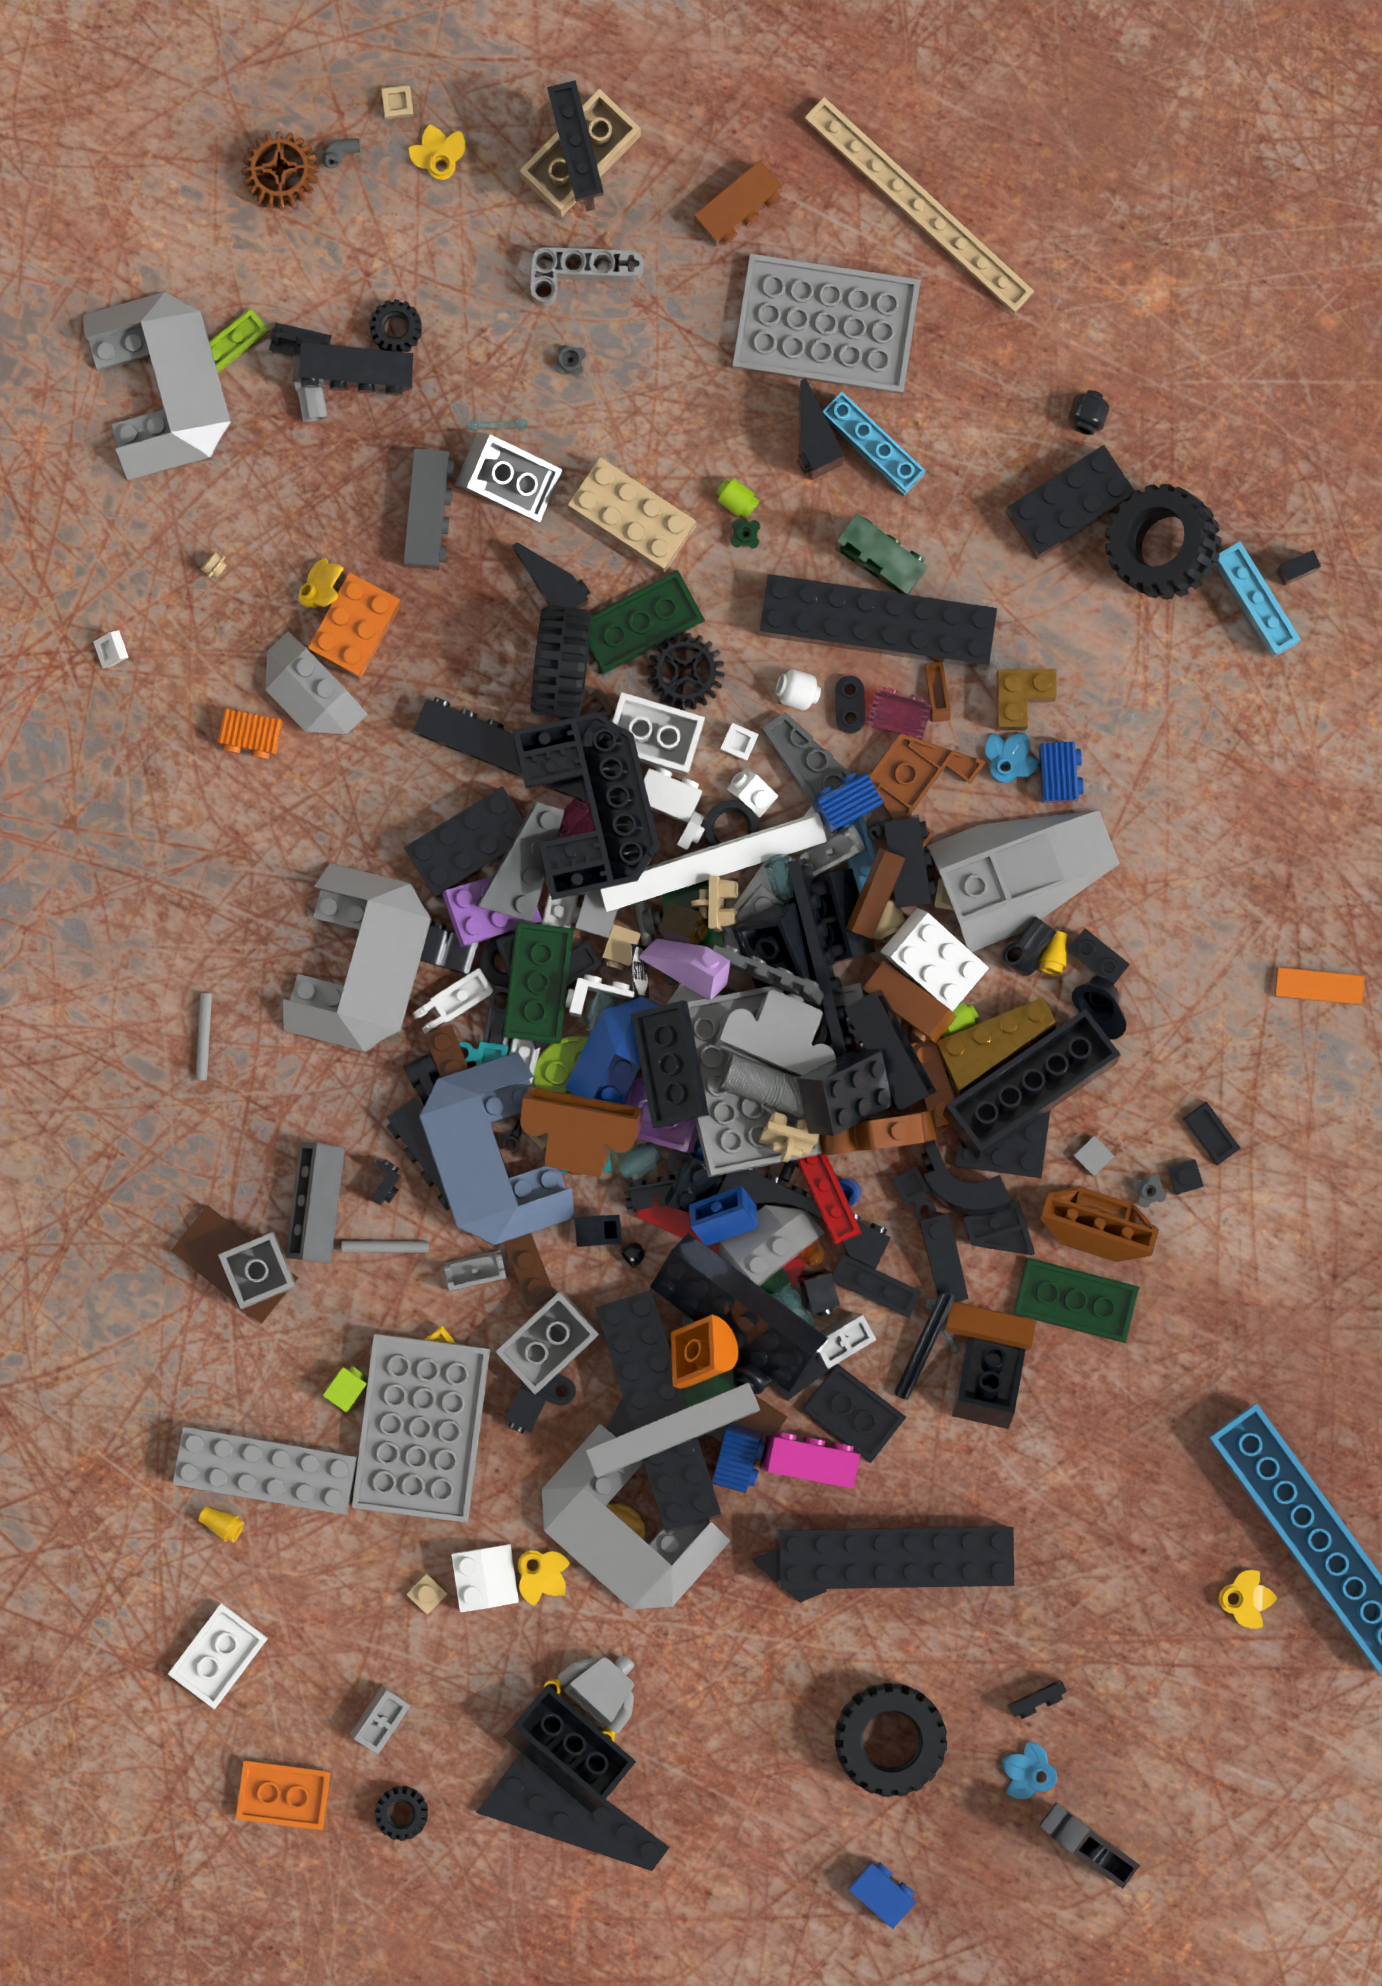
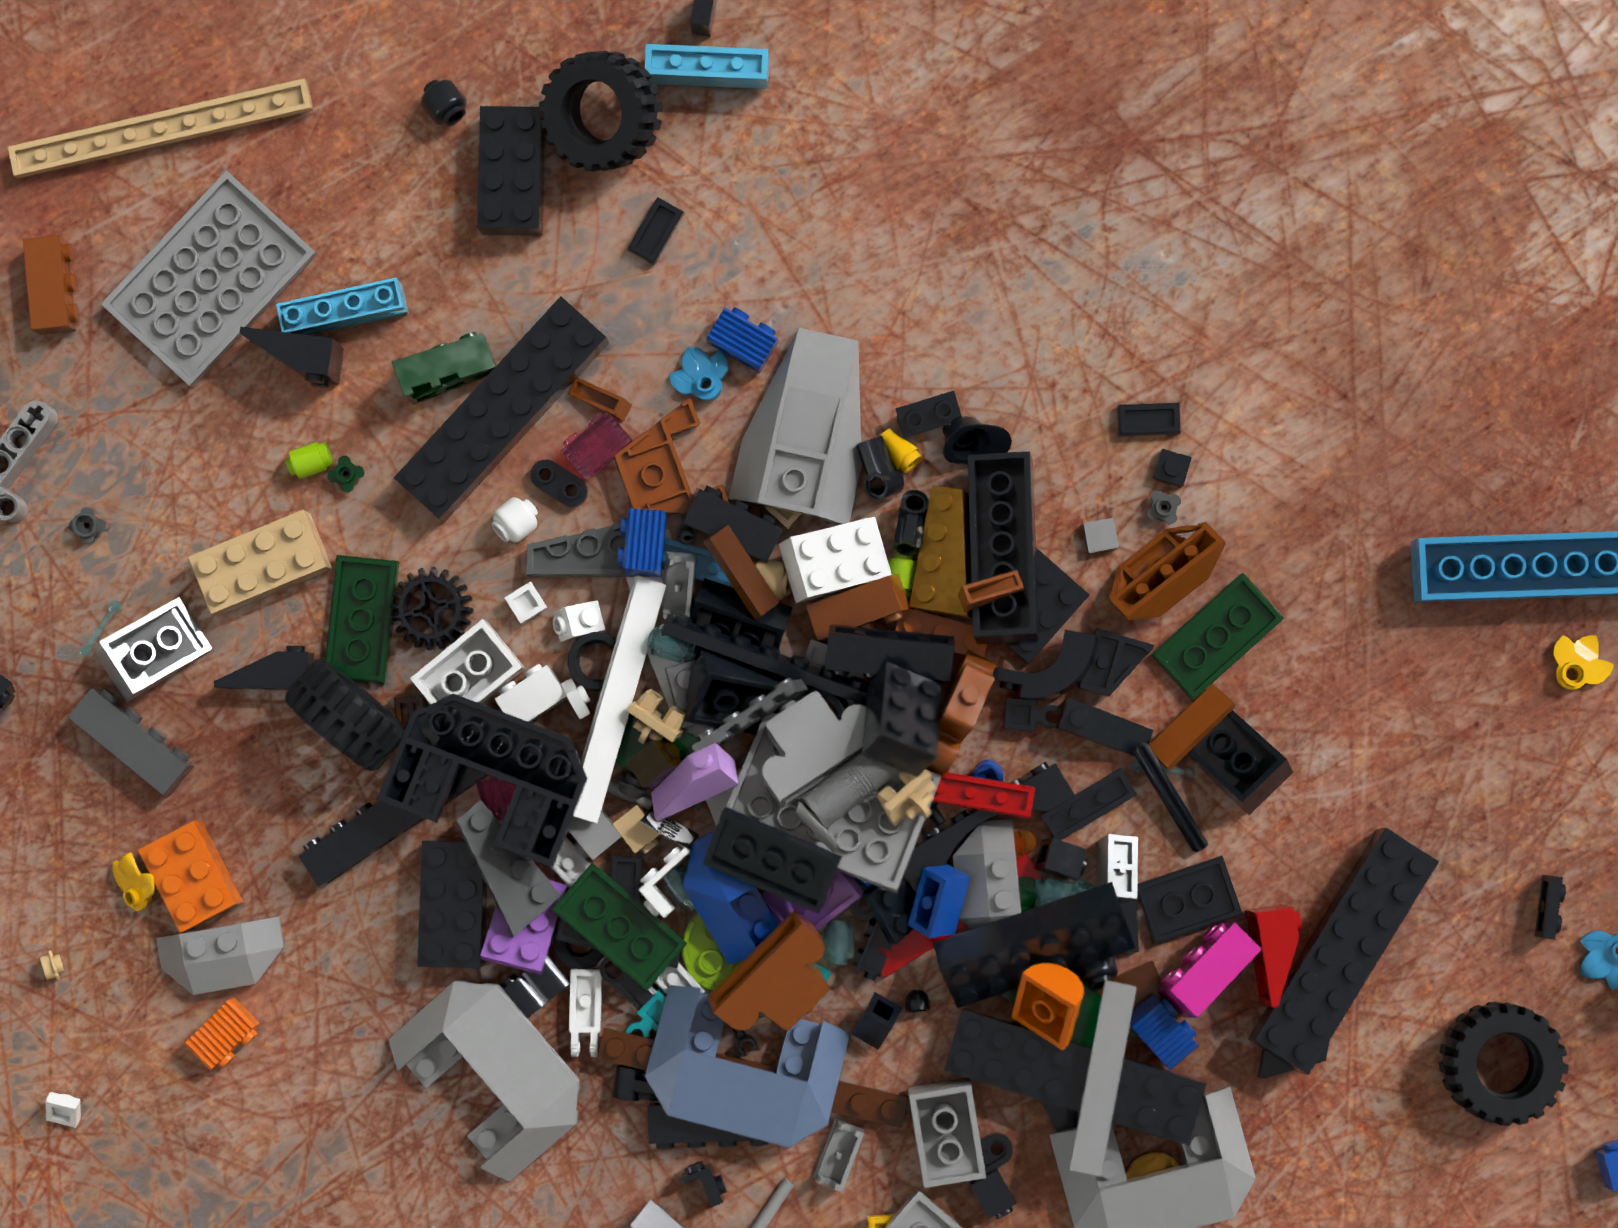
camera: 45 degrees left, 0 degrees up
(717, 1081) = (816, 827): none -> white sticker
(870, 1496) = (1276, 933): none -> red slope
(990, 1094) = (989, 590): none -> dark orange piece
(1002, 999) = (910, 523): none -> black piece
(1018, 688) = (645, 329): pearl gold brick -> none
(1099, 646) = (655, 231): none -> black tile
(1319, 986) = (1082, 239): orange tile -> none

